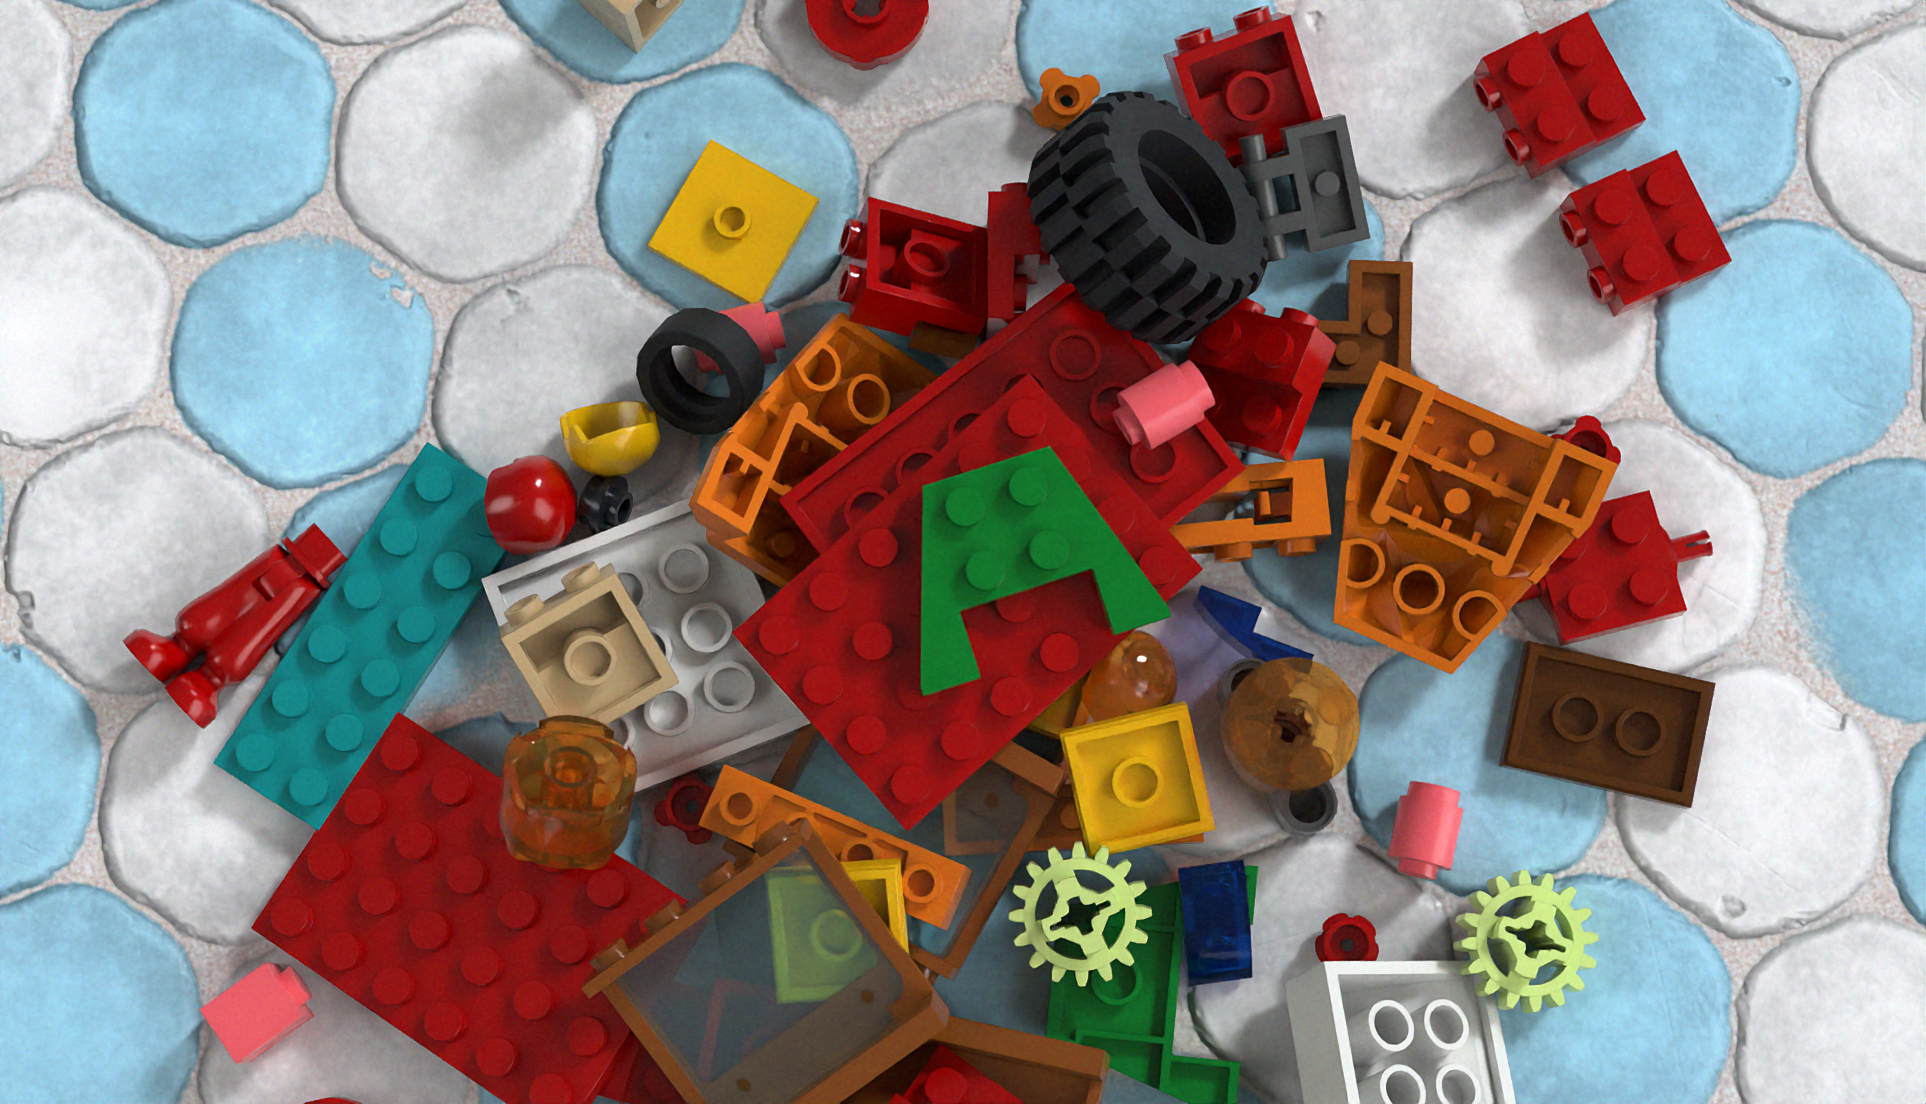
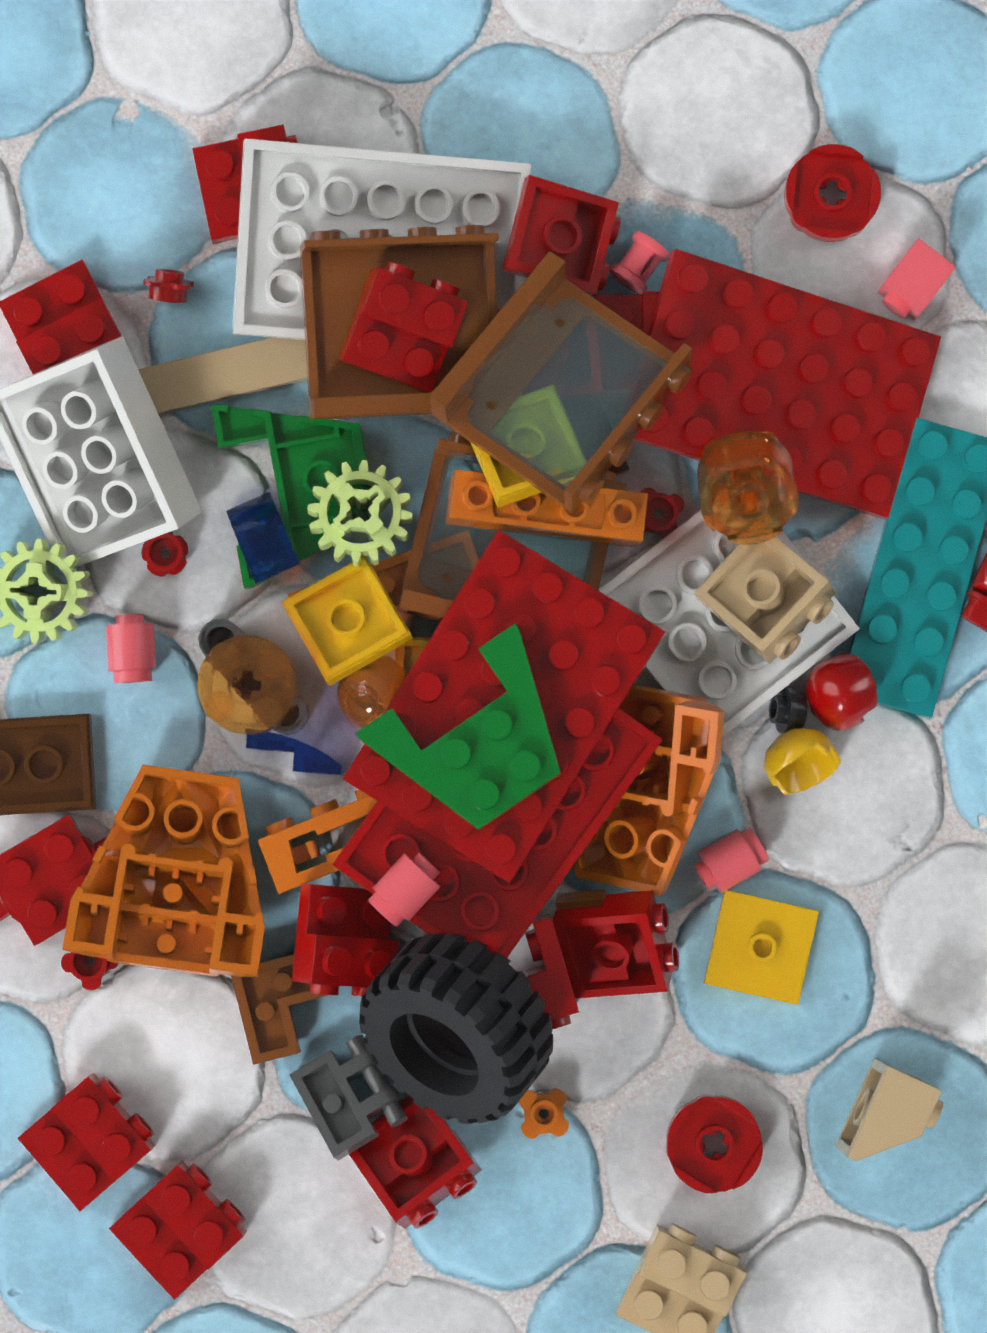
camera: 160 degrees right, 5 degrees up
(678, 400) = (743, 847): black tyre -> none

